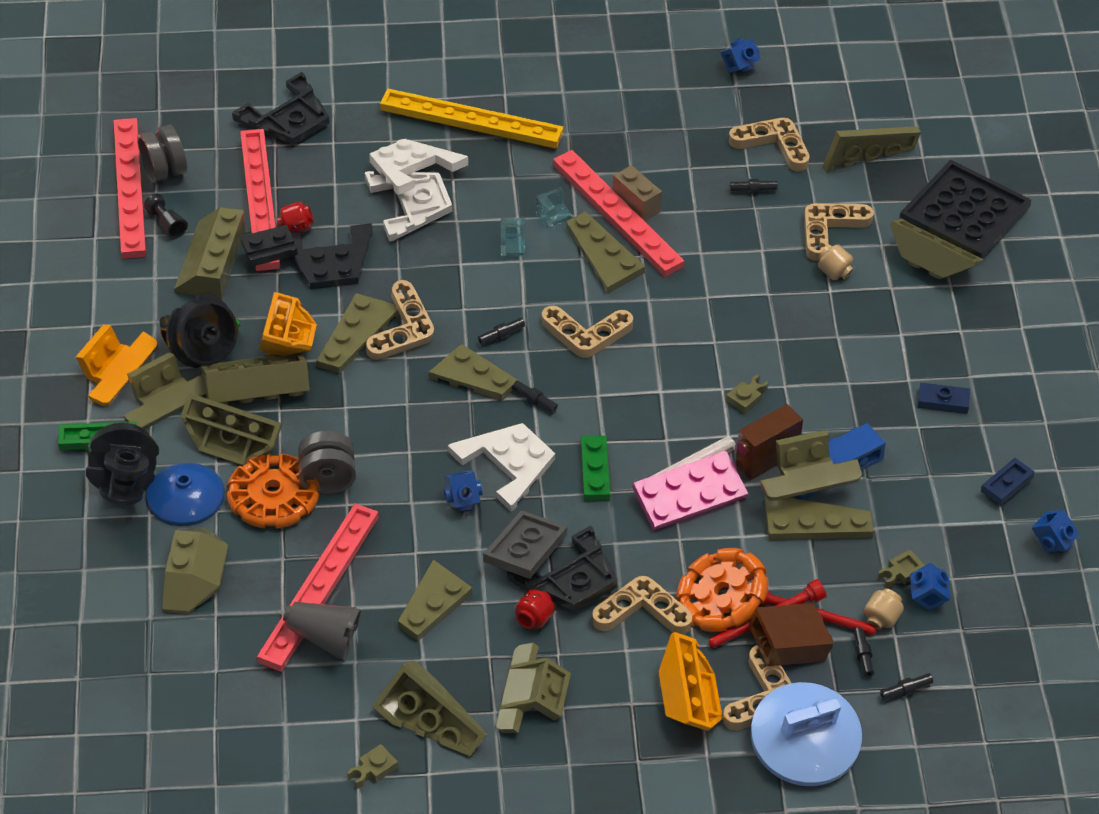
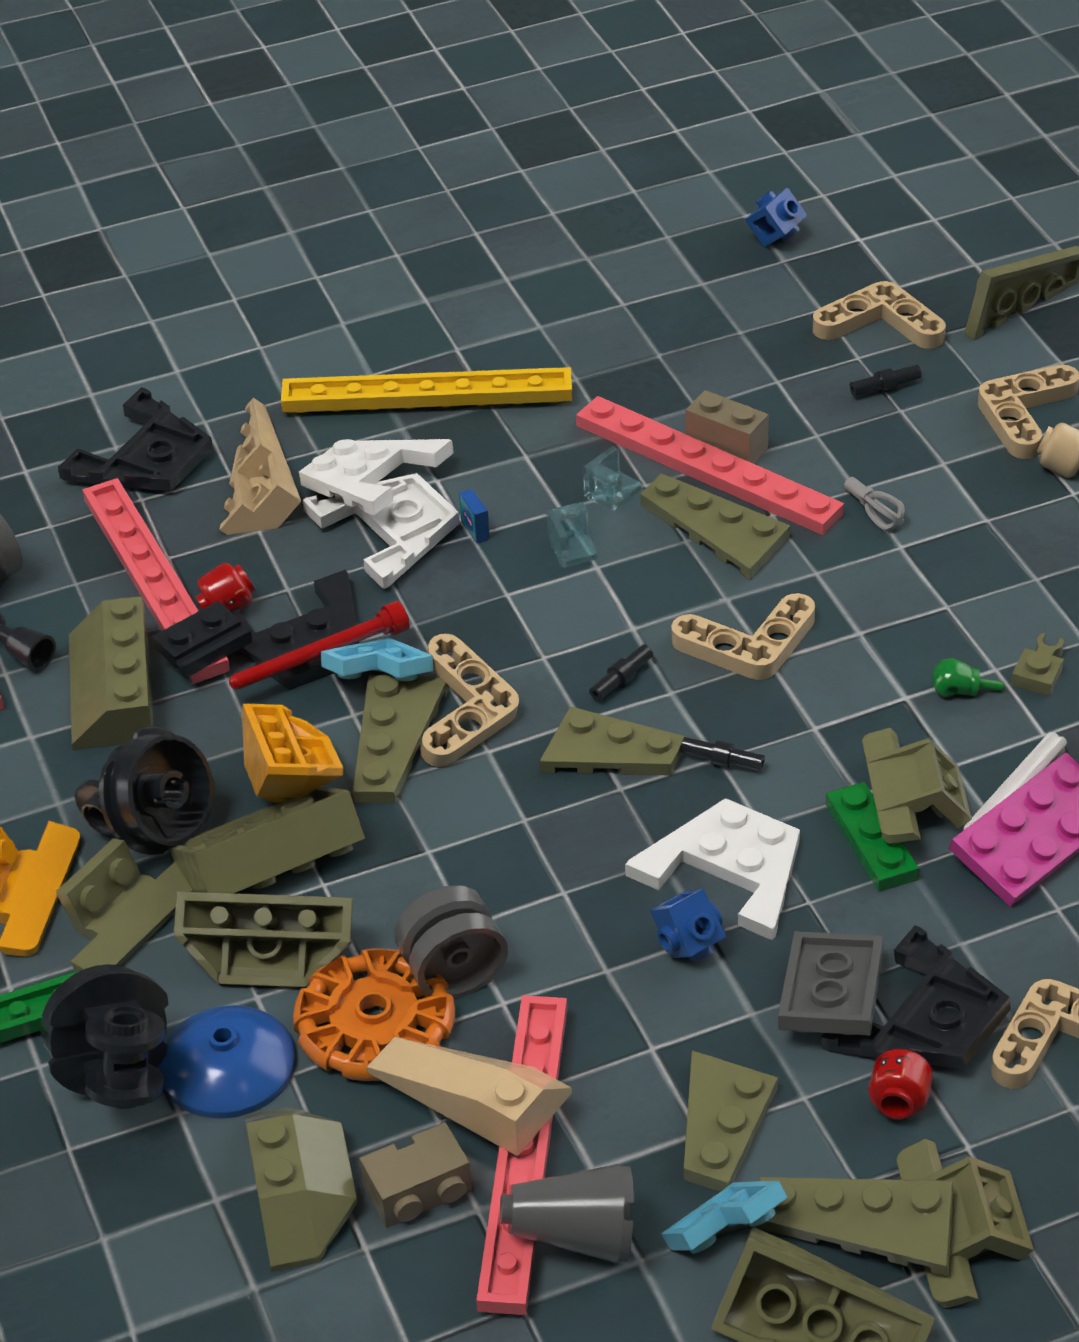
camera: 15 degrees left, 5 degrees down
(256, 583) = (416, 1176): none -> dark tan brick
(305, 548) = (482, 1093): none -> tan wedge
(348, 150) = (260, 477): none -> tan wedge
(368, 283) = (377, 655): none -> medium azure plate
(379, 263) = (390, 620): none -> red piece
(415, 648) = (735, 1205): none -> medium azure plate
(461, 209) = (474, 516): none -> blue tile
(488, 676) = (879, 1216): none -> olive wing
(630, 441) = (909, 782): none -> olive plate
(693, 388) = (956, 677): none -> green piece
(702, 260) = (868, 498): none -> light grey piece

